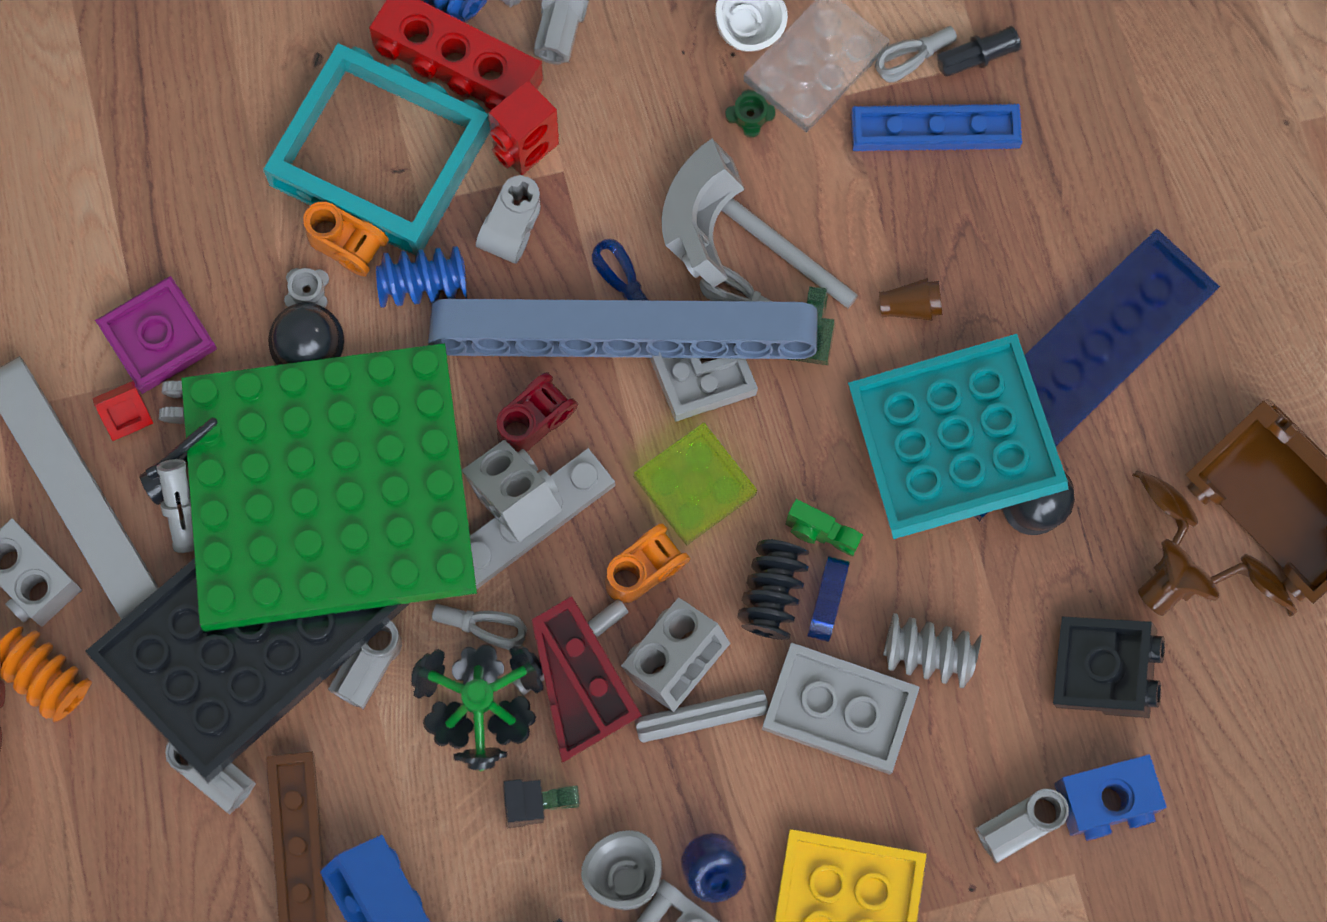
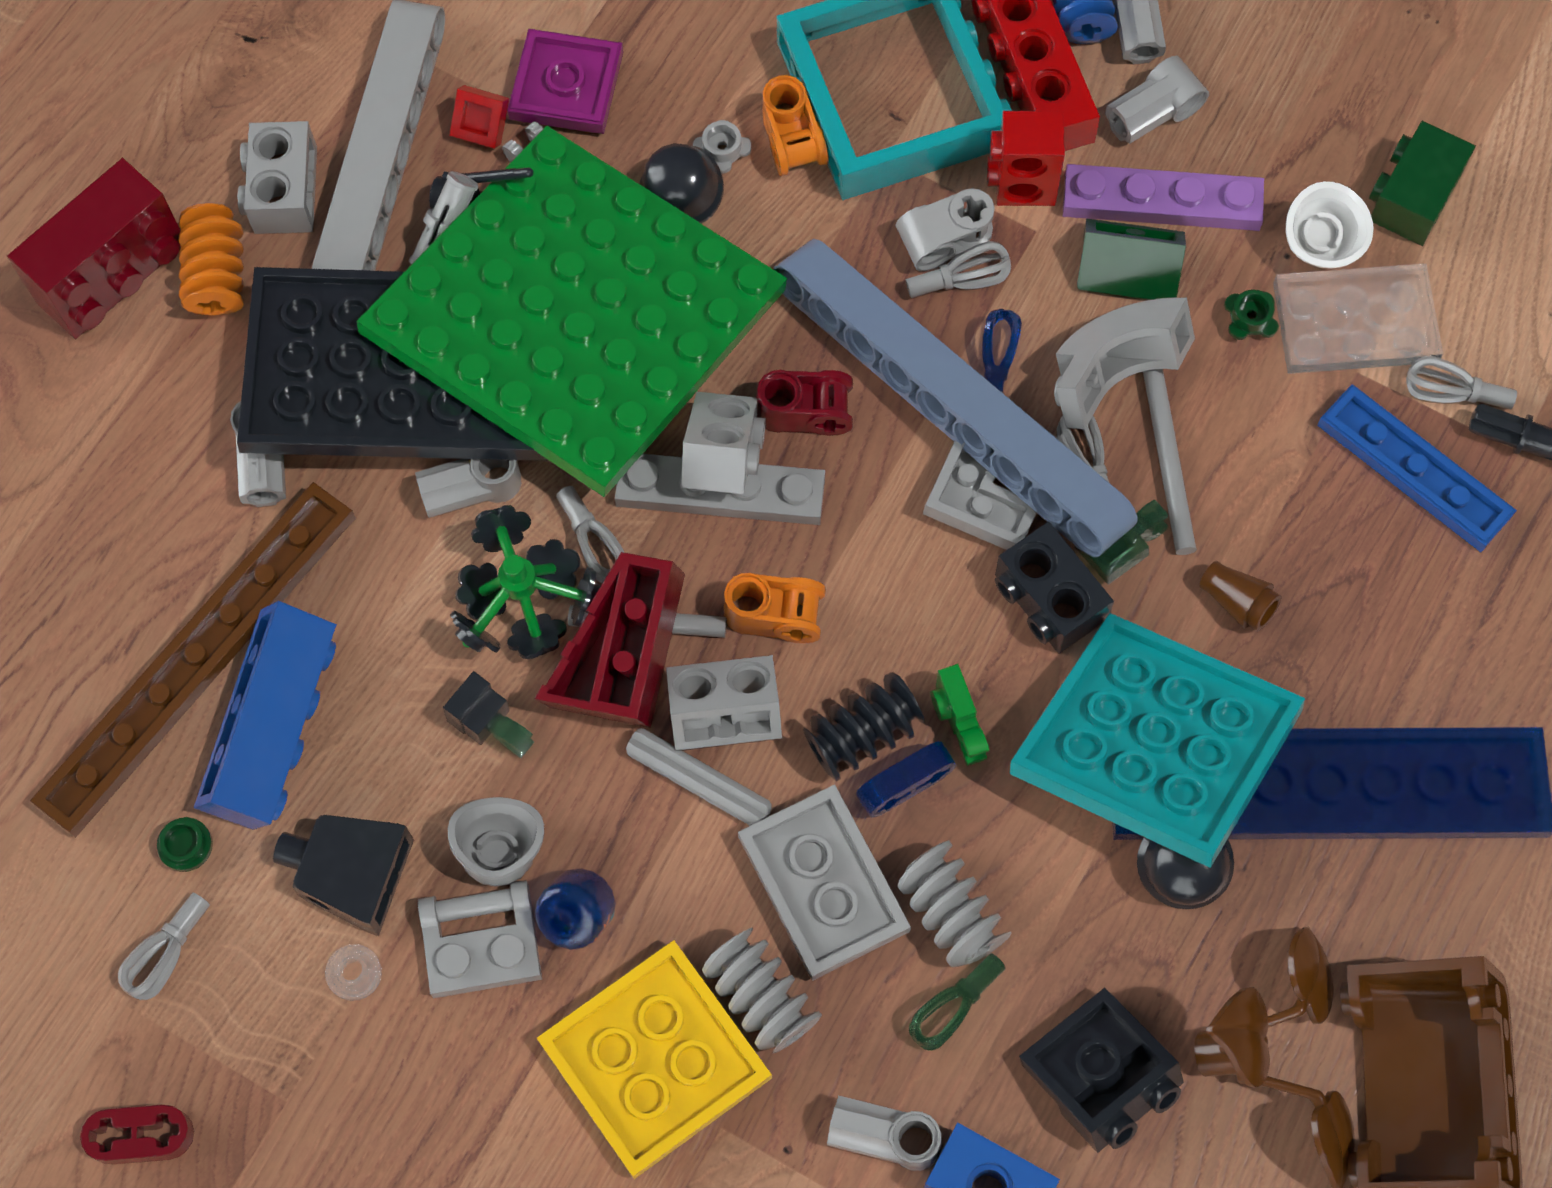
camera: 50 degrees right, 5 degrees down
(421, 277) = (821, 212): blue piece -> none
(539, 254) = (948, 275): none -> light grey piece
(624, 80) = (1163, 197): none -> medium lavender plate
(644, 139) = (1131, 260): none -> panel
(695, 483) = (887, 580): clear neon green plate -> none
(802, 386) = (1065, 582): none -> black brick
(874, 810) = (759, 992): none -> light grey piece
(985, 692) = (968, 989): none -> clear green piece

